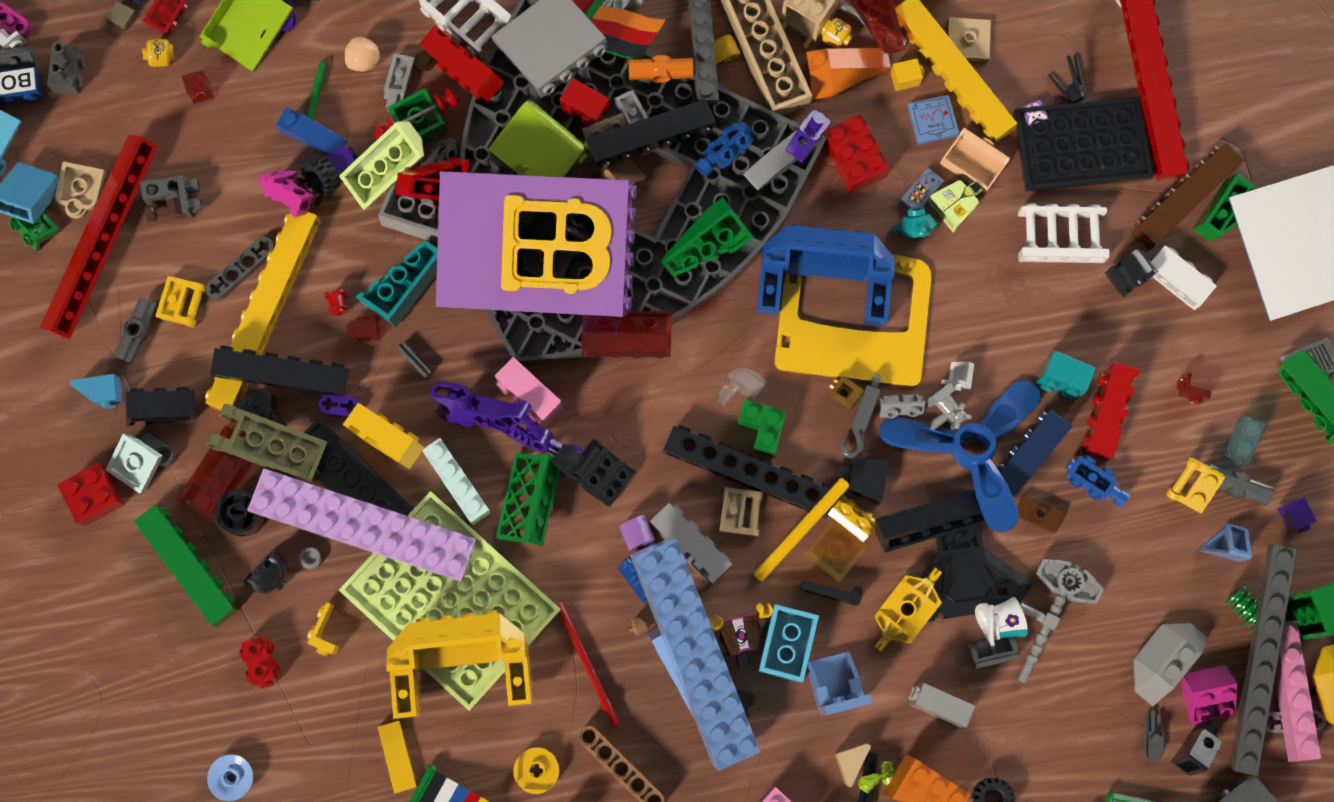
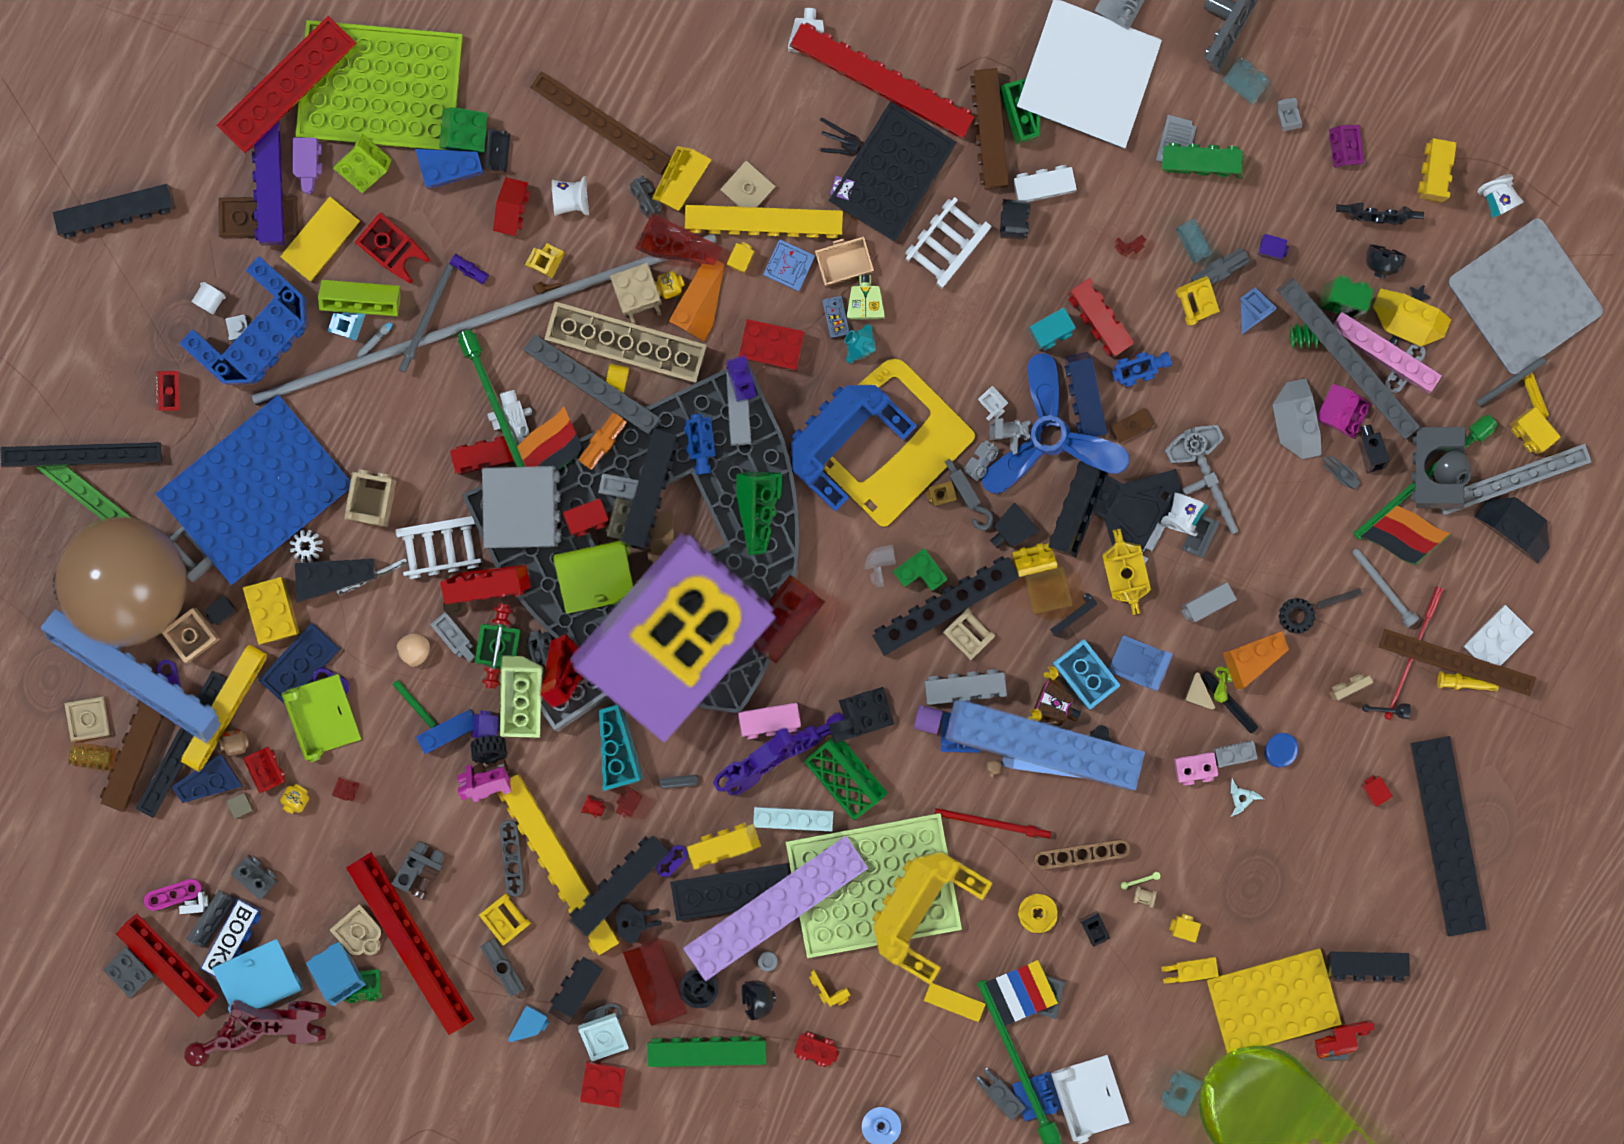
camera: 50 degrees left, 10 degrees up
(270, 444) = (668, 930): olive hinge -> none
(801, 529) = (1015, 603): yellow axle -> none

